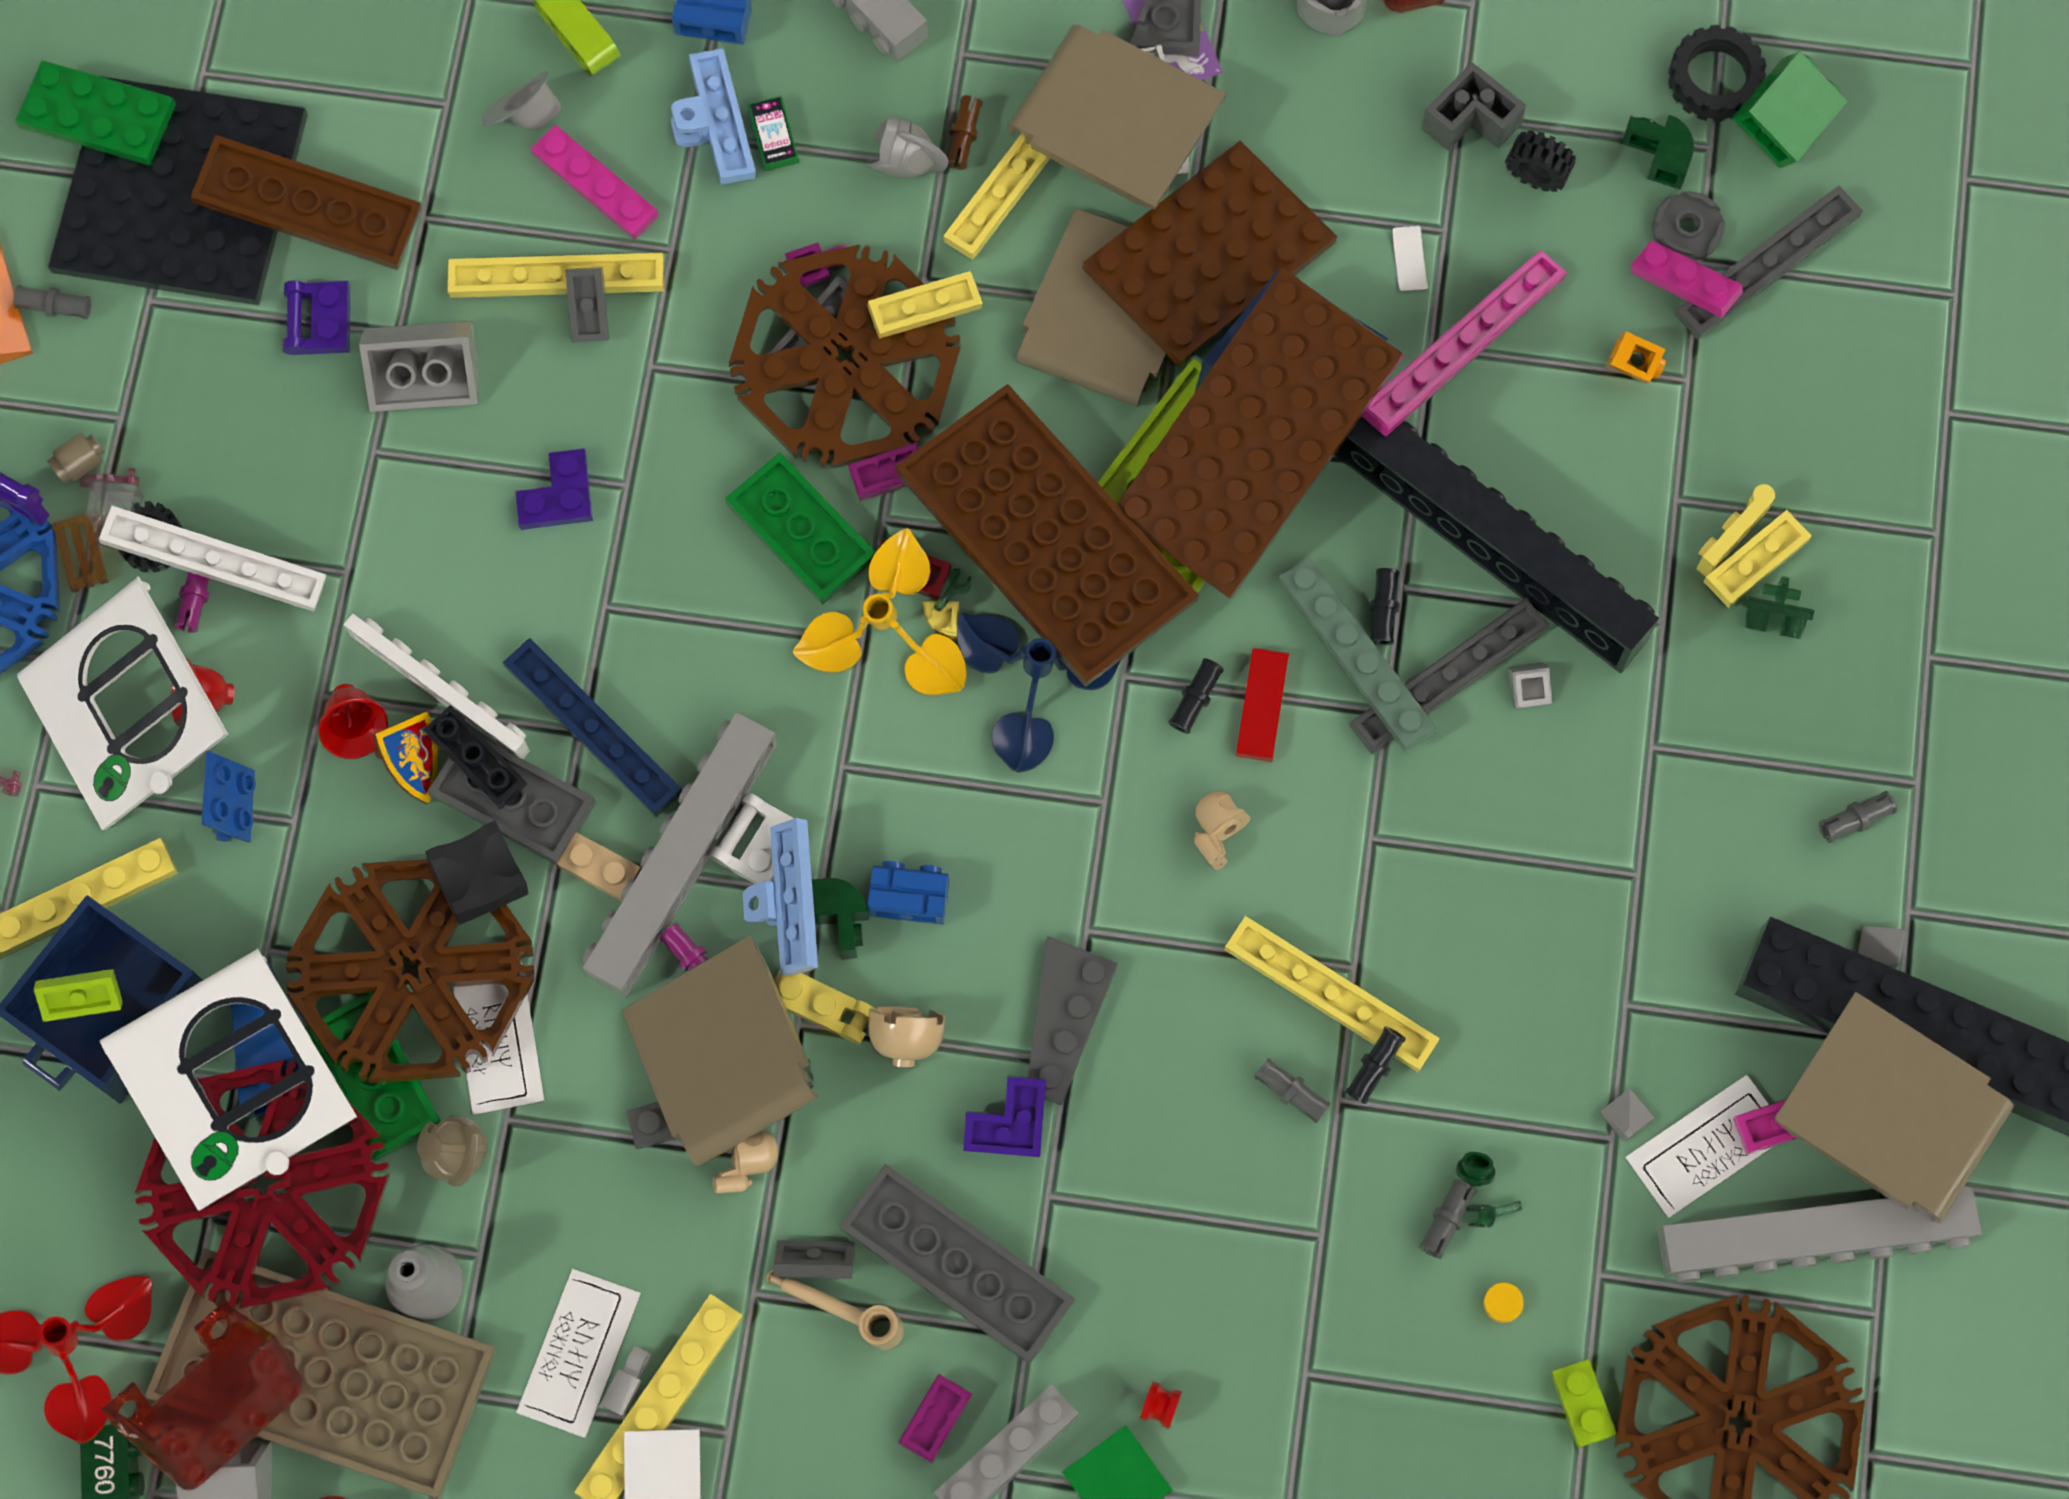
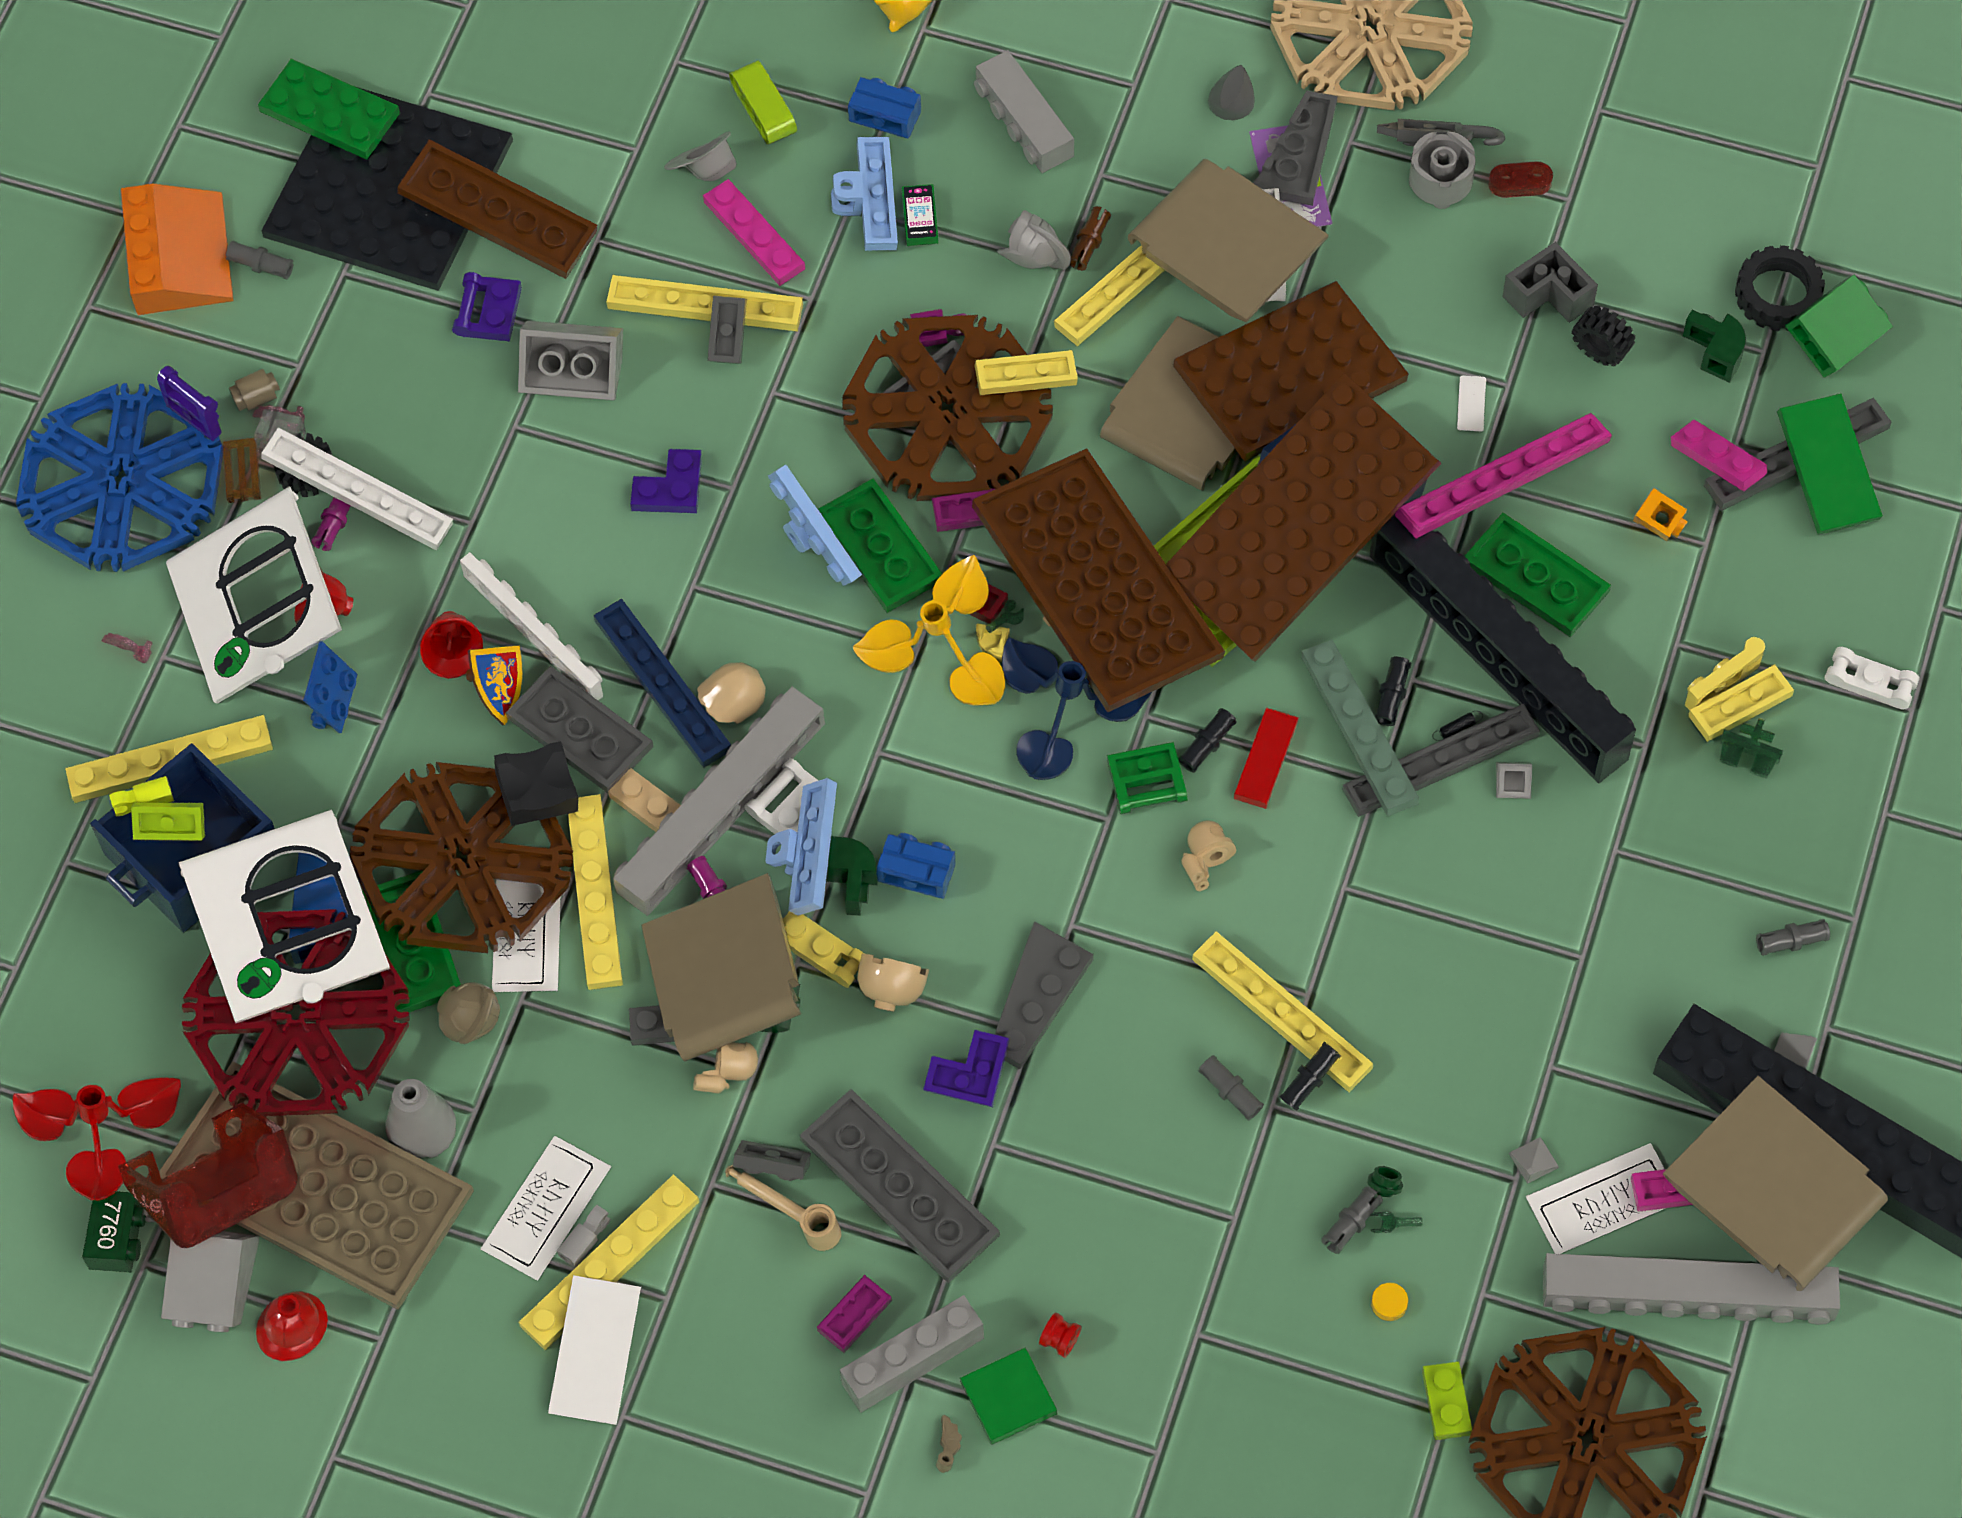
camera: 10 degrees right, 10 degrees down
(48, 966) = (151, 791): none -> neon yellow bar
(489, 771) = (561, 702): black tile -> none
(564, 984) = (595, 894): none -> light yellow plate
(671, 727) = (732, 692): none -> tan hair
(723, 525) = (809, 527): none -> light blue plate
(1134, 739) = (1143, 768): none -> green plate
(1460, 633) = (1457, 725): none -> black piece
(1515, 446) = (1537, 574): none -> green plate
(1693, 207) = (1738, 398): dark grey tile -> none
(1806, 270) = (1829, 463): none -> green tile
(1890, 507) = (1871, 678): none -> white plate

